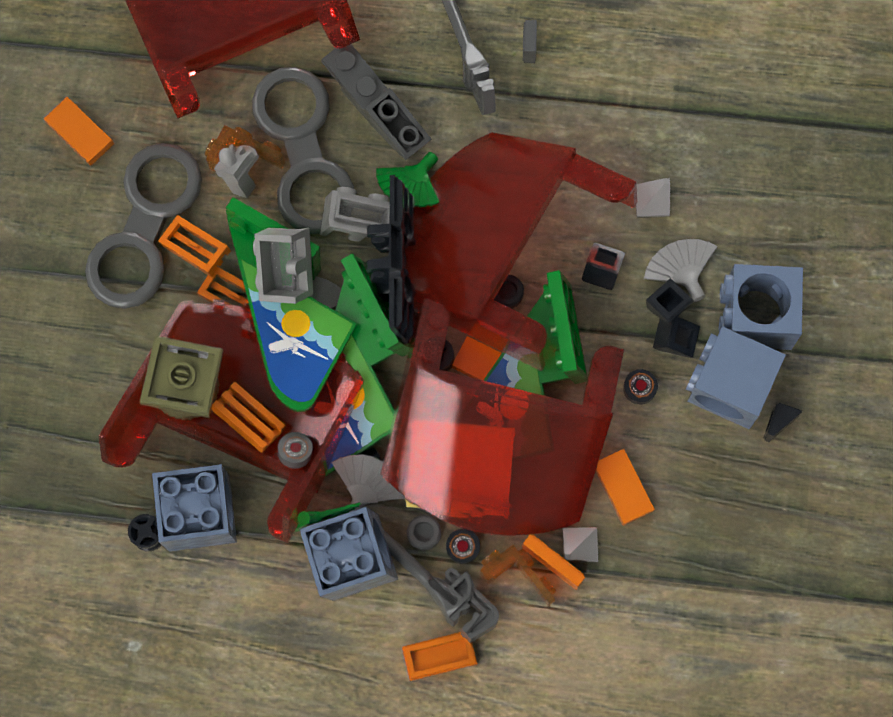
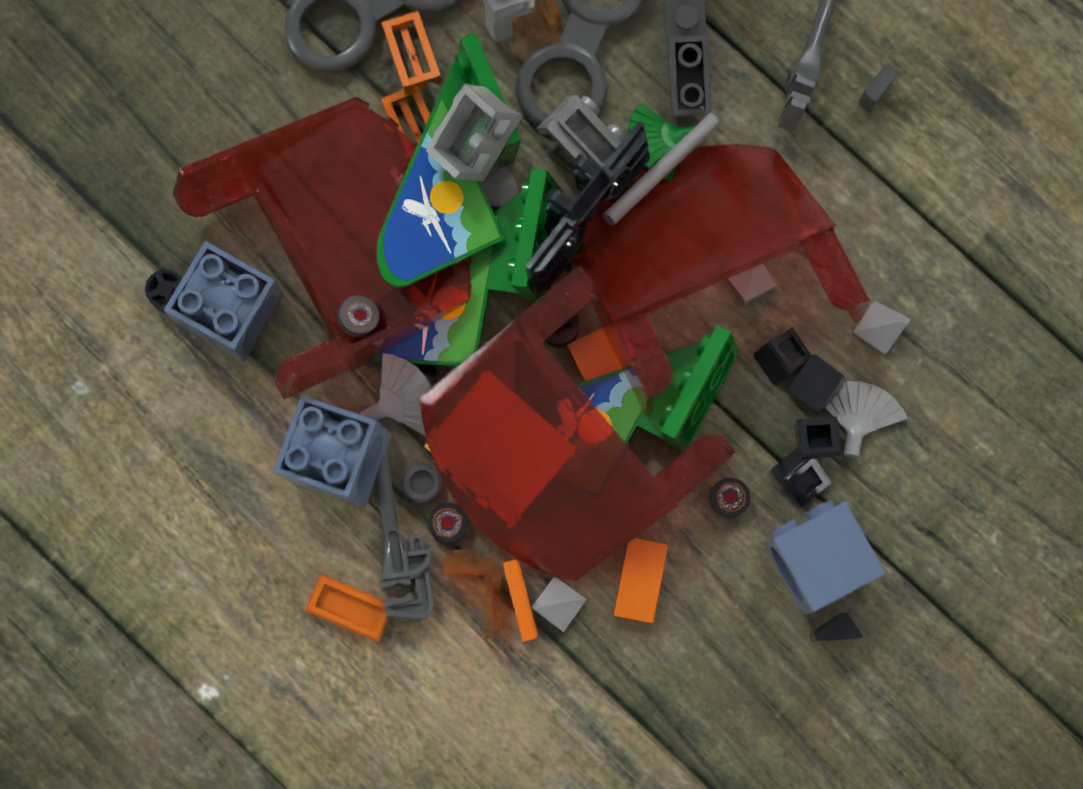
camera: 30 degrees right, 5 degrees up
(182, 378) = (299, 171): olive piece -> none
(257, 408) = (332, 220): orange tile -> none
(309, 518) = (326, 393): green hand -> none
(427, 199) = (661, 169): none -> light grey bar
(511, 292) = (674, 317): black tile -> none
(545, 233) = (751, 284): none -> light grey slope
(640, 267) = (816, 384): none -> black slope
(780, 283) = (938, 508): sand blue brick -> none

